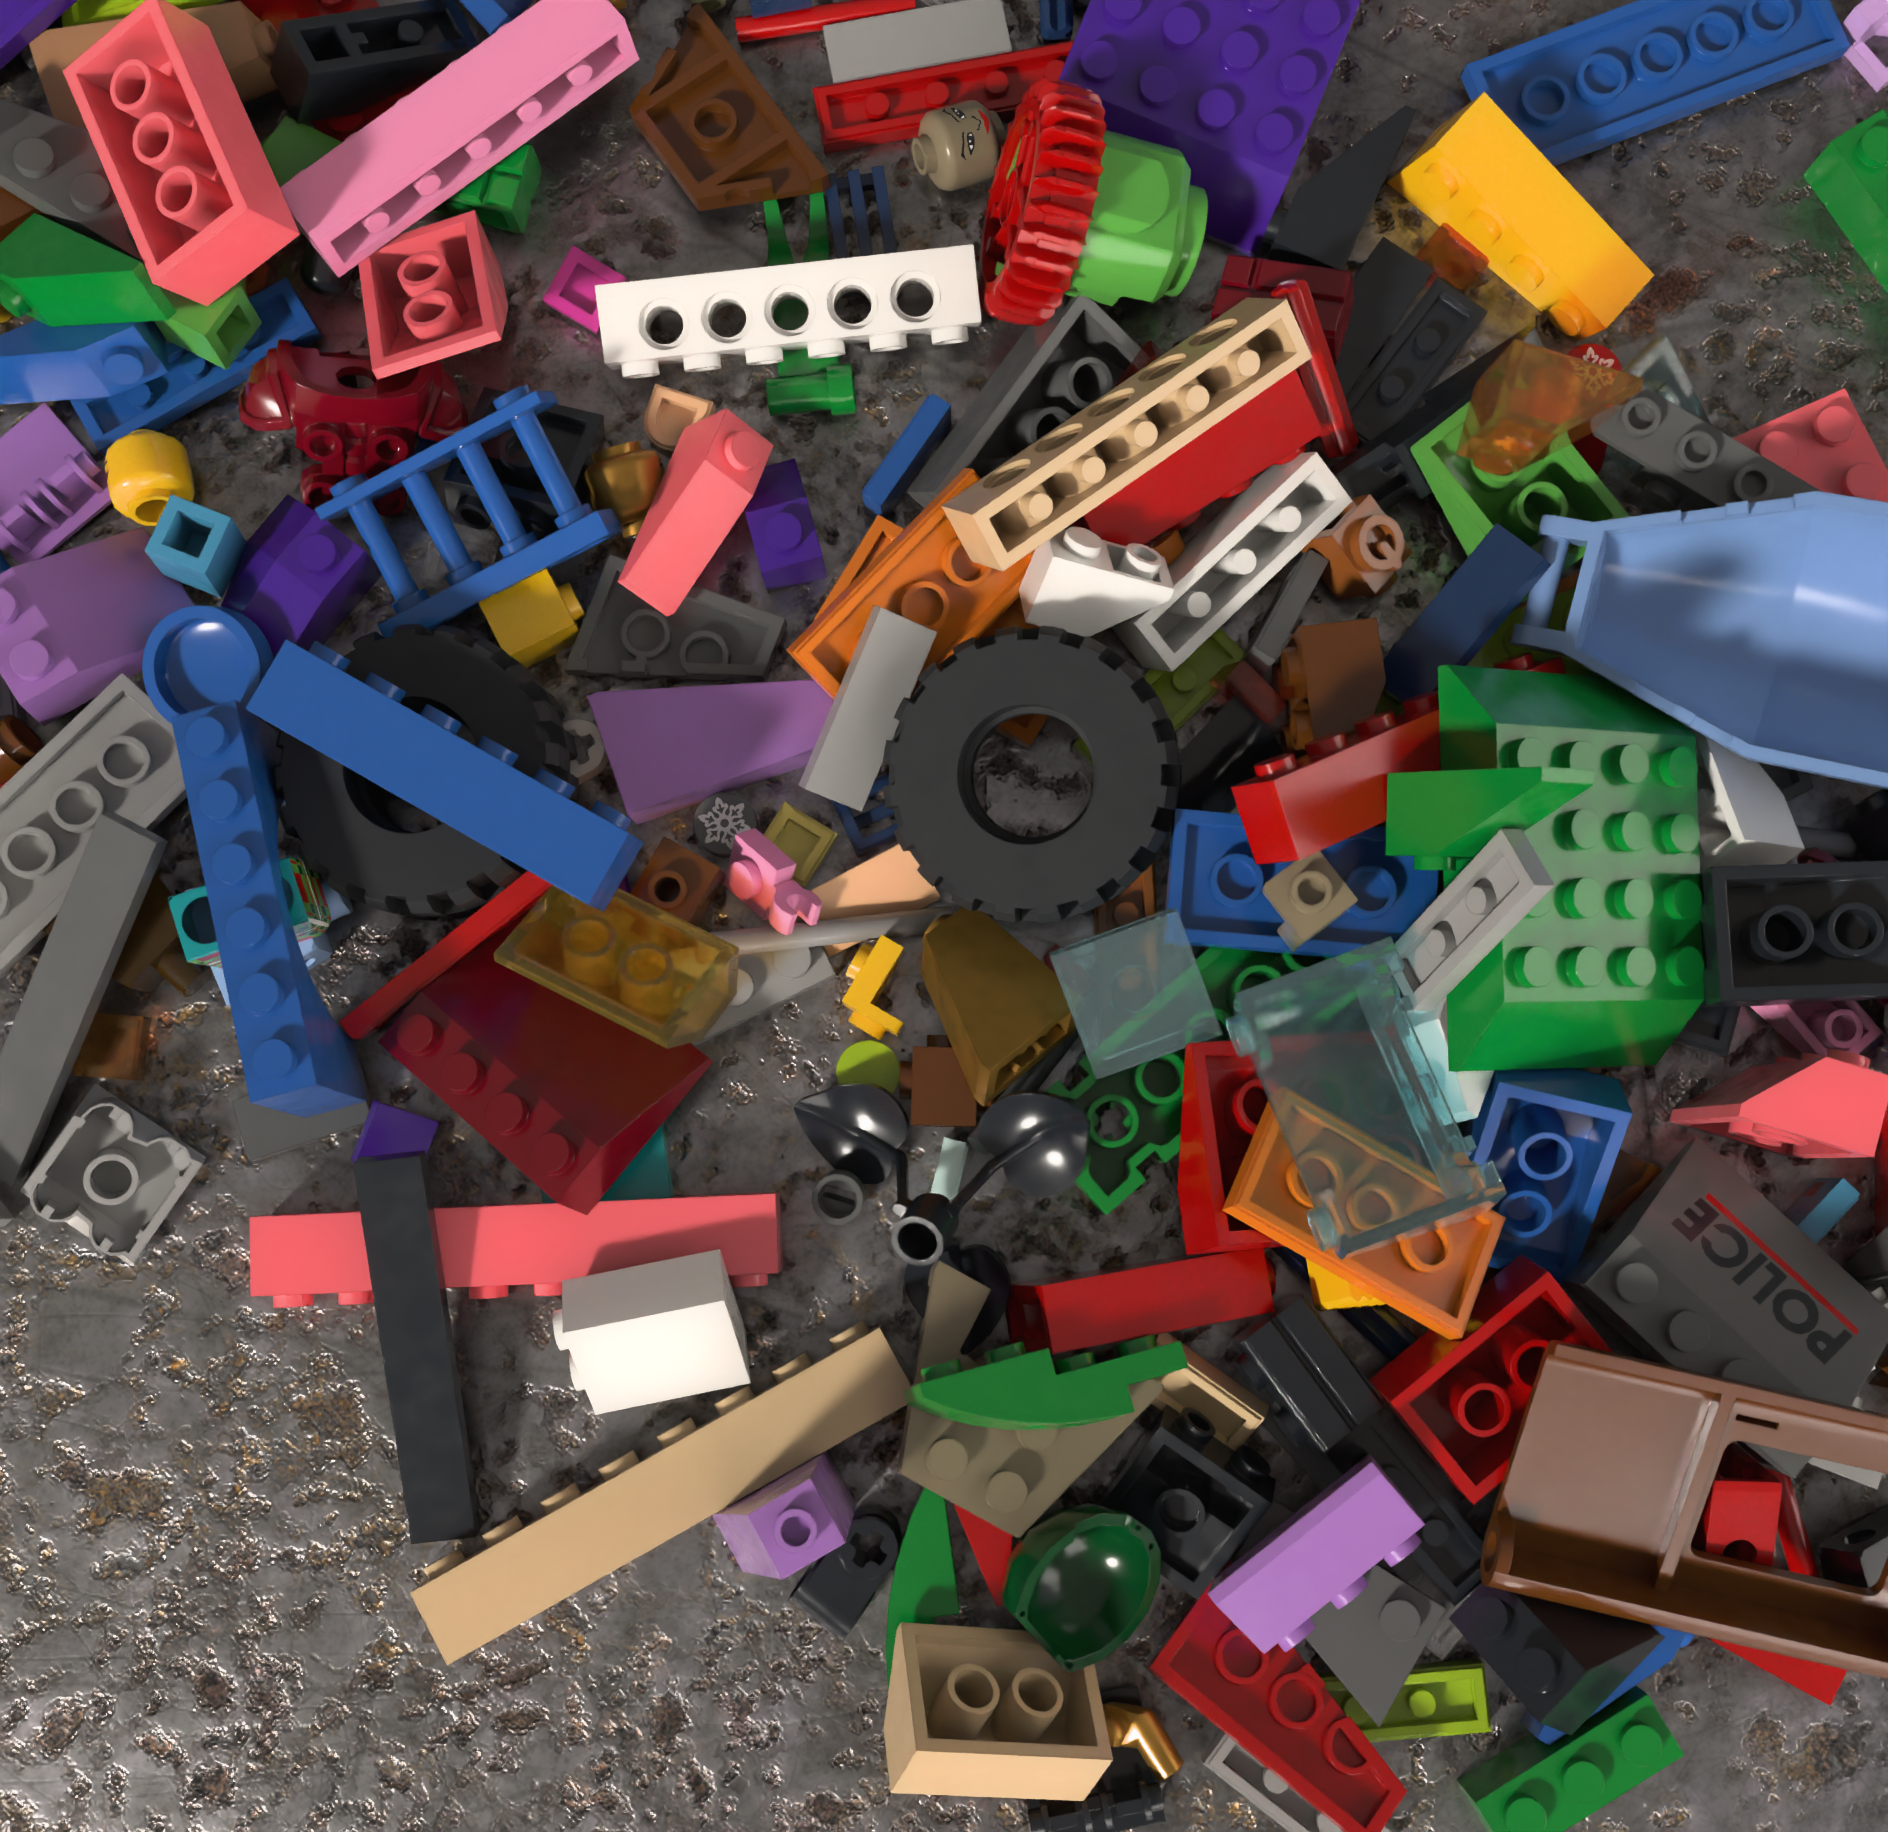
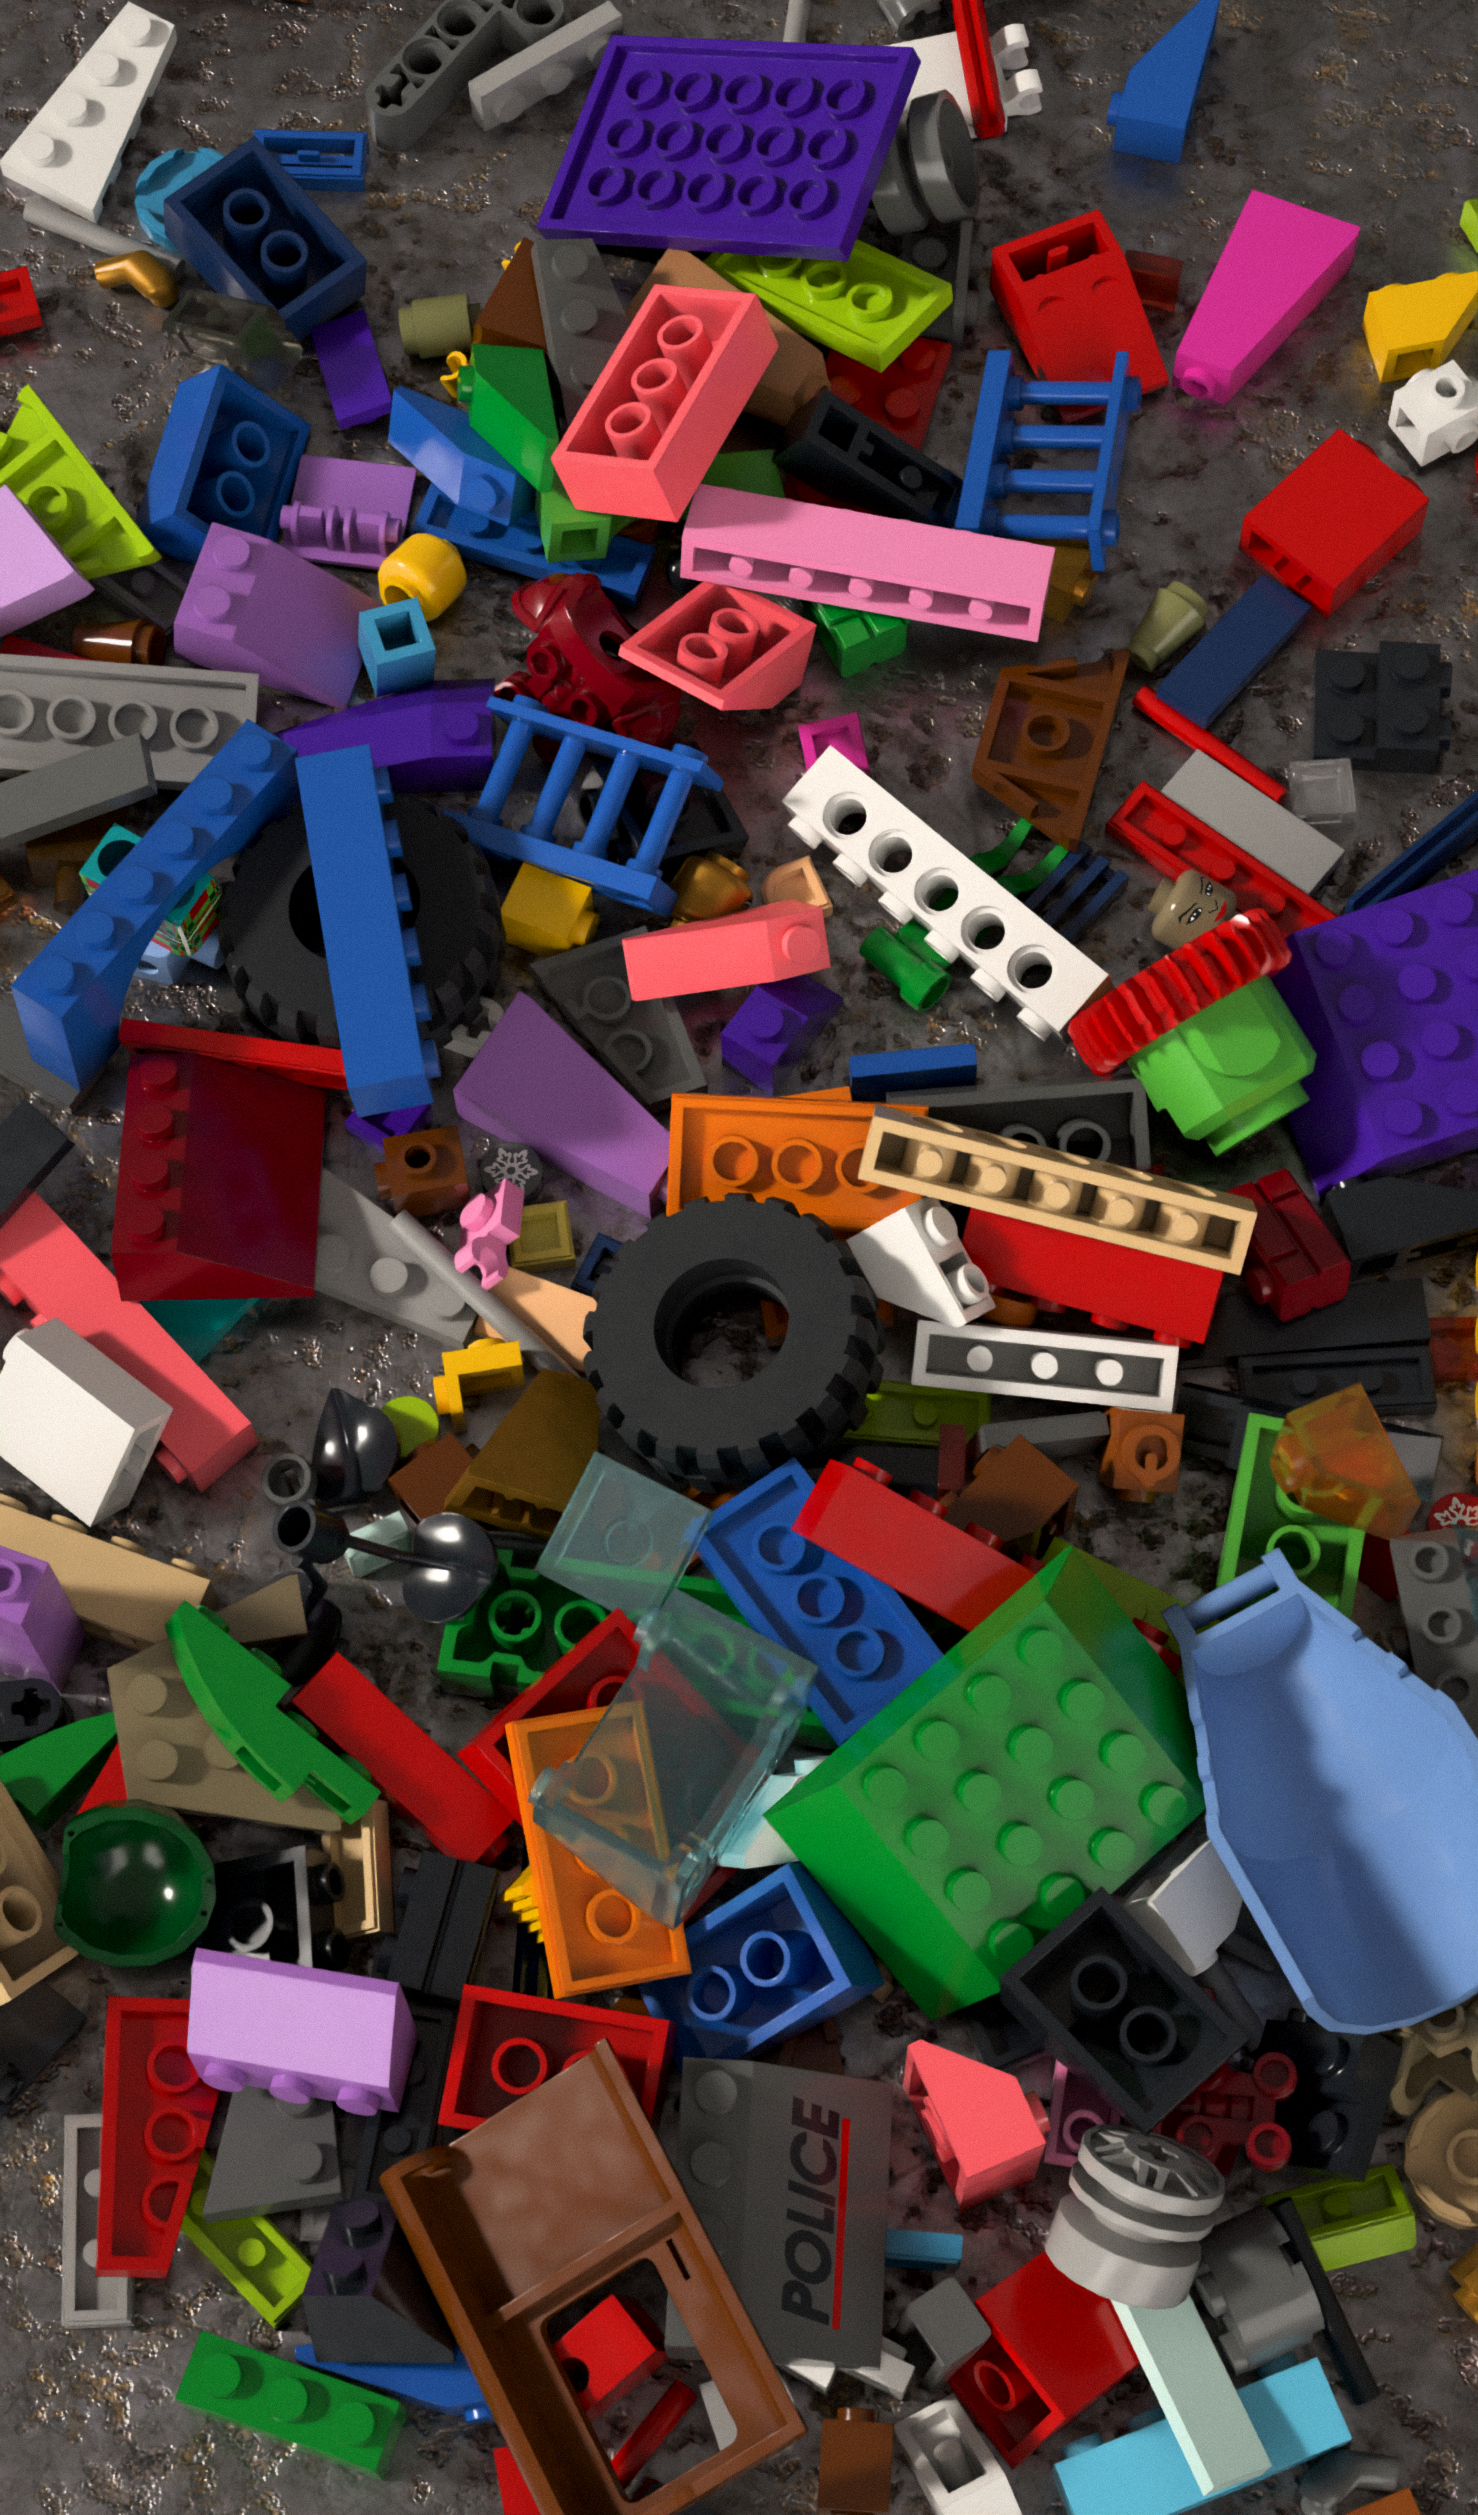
camera: 50 degrees right, 15 degrees down
(203, 659) = (315, 710): blue piece -> none
(393, 1131) = (78, 1123): dark purple tile -> none
(626, 964) = (334, 1171): clear yellow slope -> none
(865, 706) = (725, 1165): light grey tile -> none
(1141, 1729) = (50, 2033): pearl gold arm -> none
(1307, 898) = (797, 1593): dark tan bracket -> none
(1319, 373) = (1248, 1299): red axle -> none
(1461, 810) = (956, 1632): green slope -> none
(1464, 613) = (1161, 1556): dark blue tile -> none
(1470, 918) = (876, 1705): light grey plate -> none

